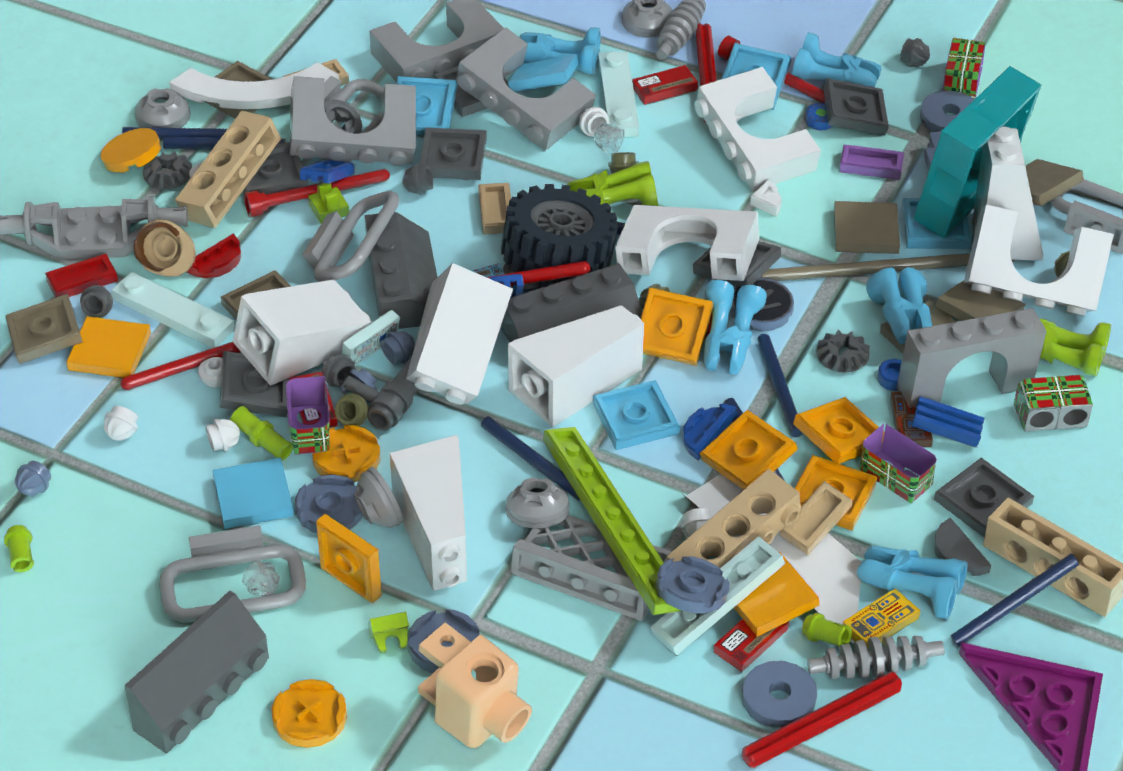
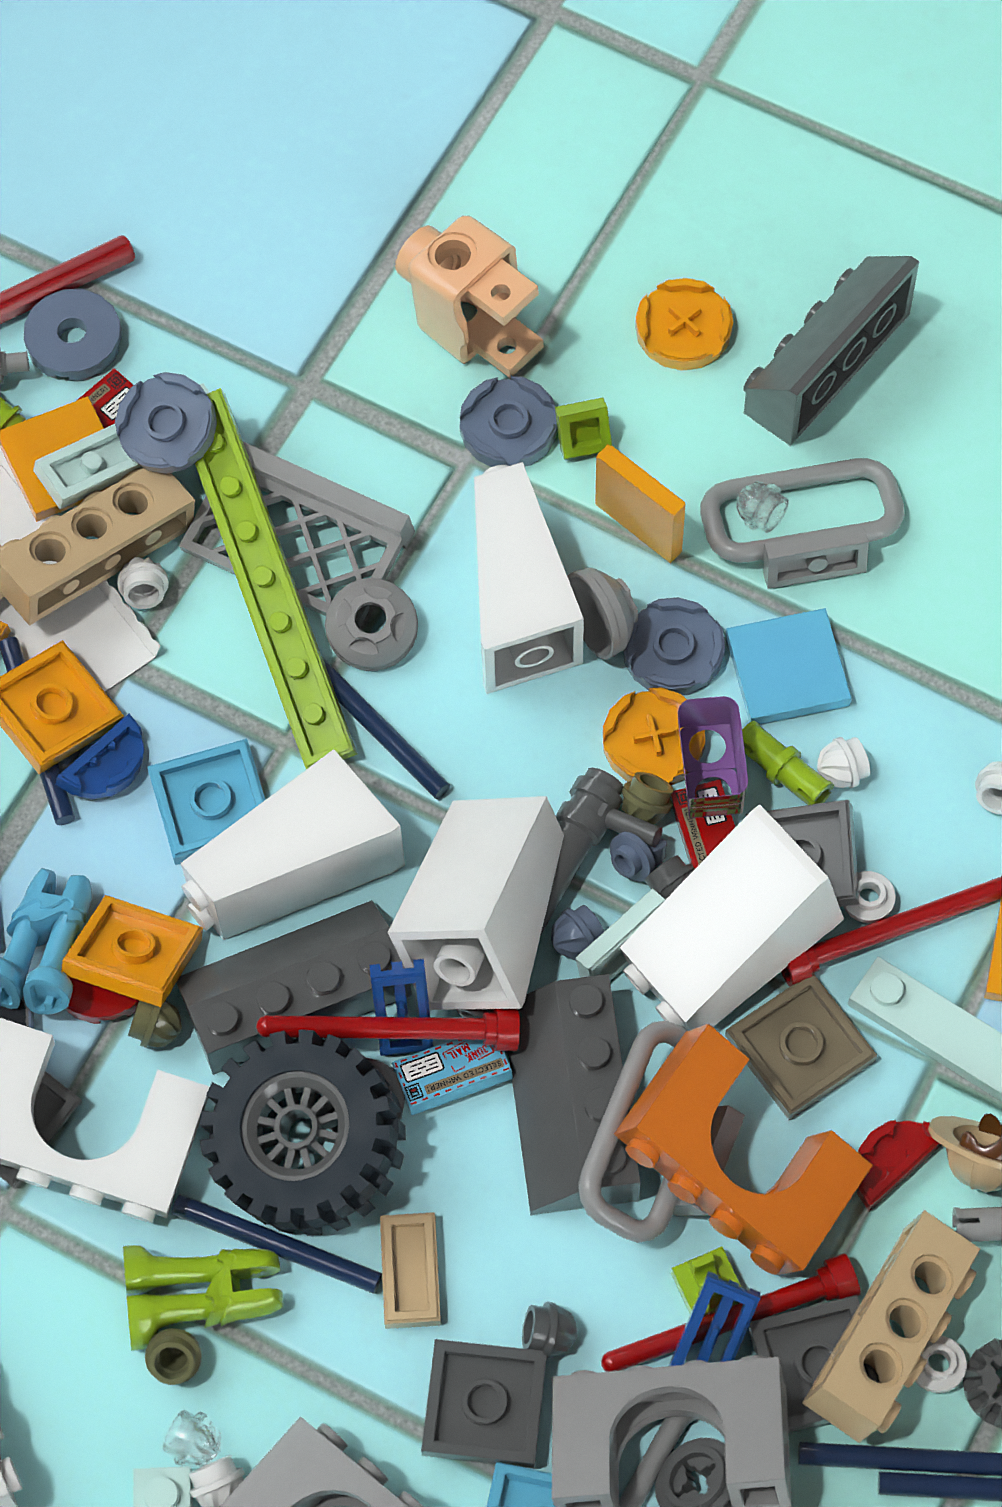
camera: 175 degrees left, 20 degrees up
(335, 218) = (673, 1135): none -> orange arch

